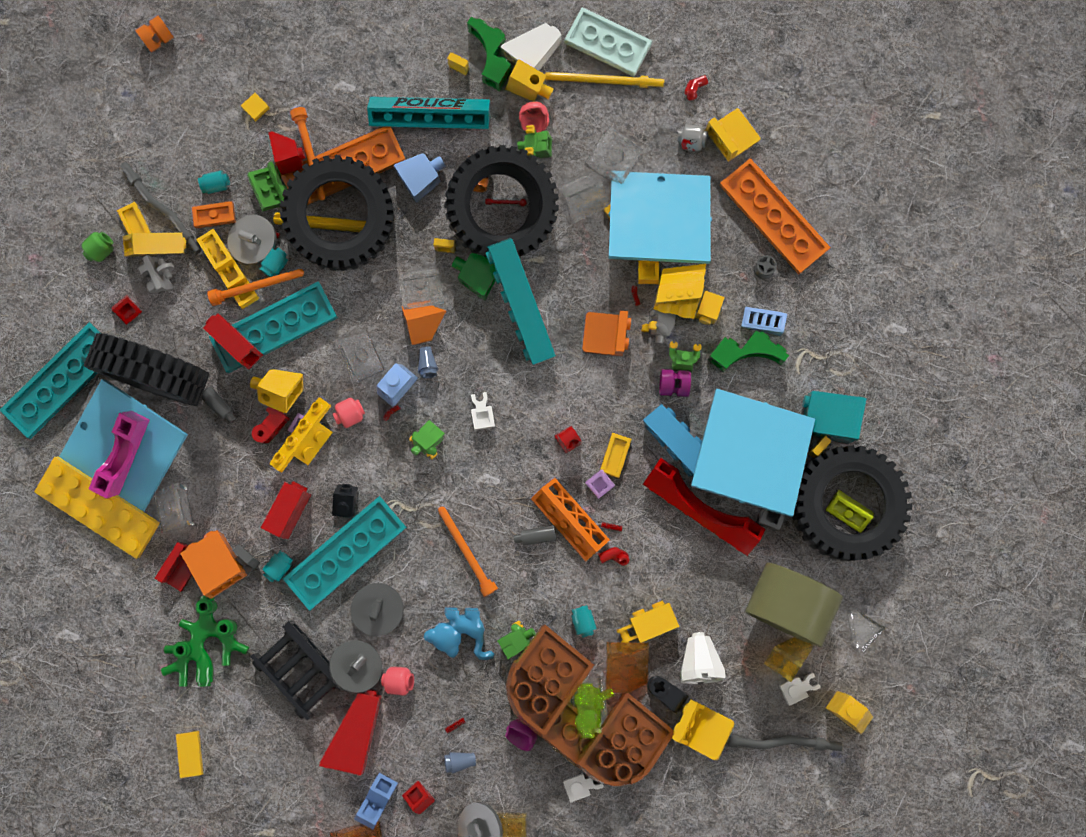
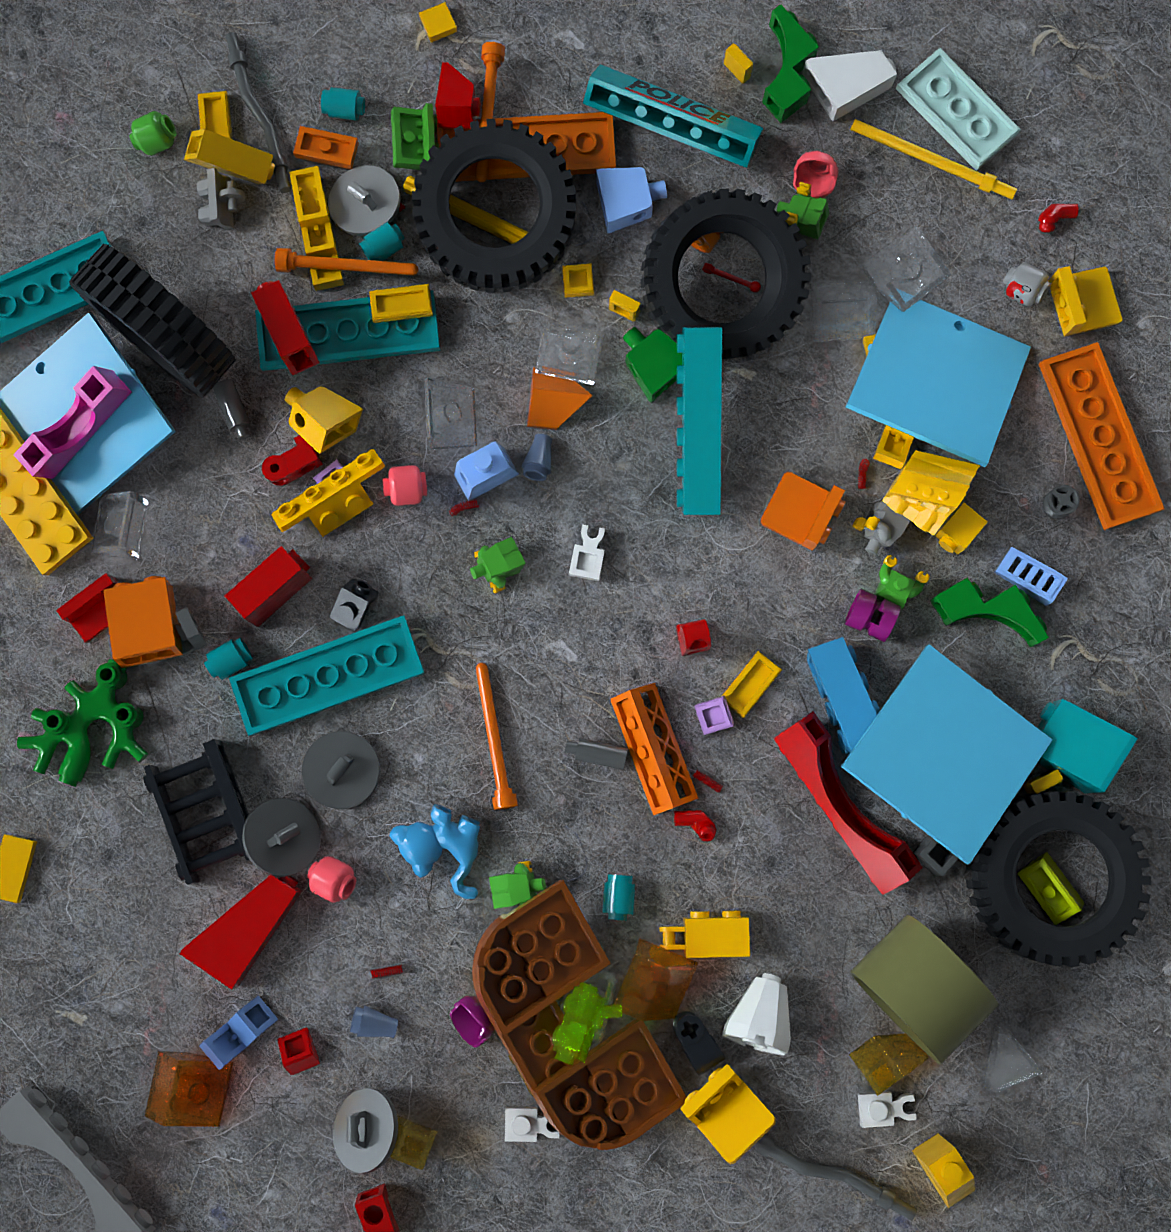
camera: 20 degrees right, 0 degrees up
(126, 309) = (159, 233): red slope -> none
(301, 297) = (401, 303): none -> yellow tile
(408, 240) = (578, 280): none -> yellow tile
(528, 82) = (825, 123): yellow torso -> none

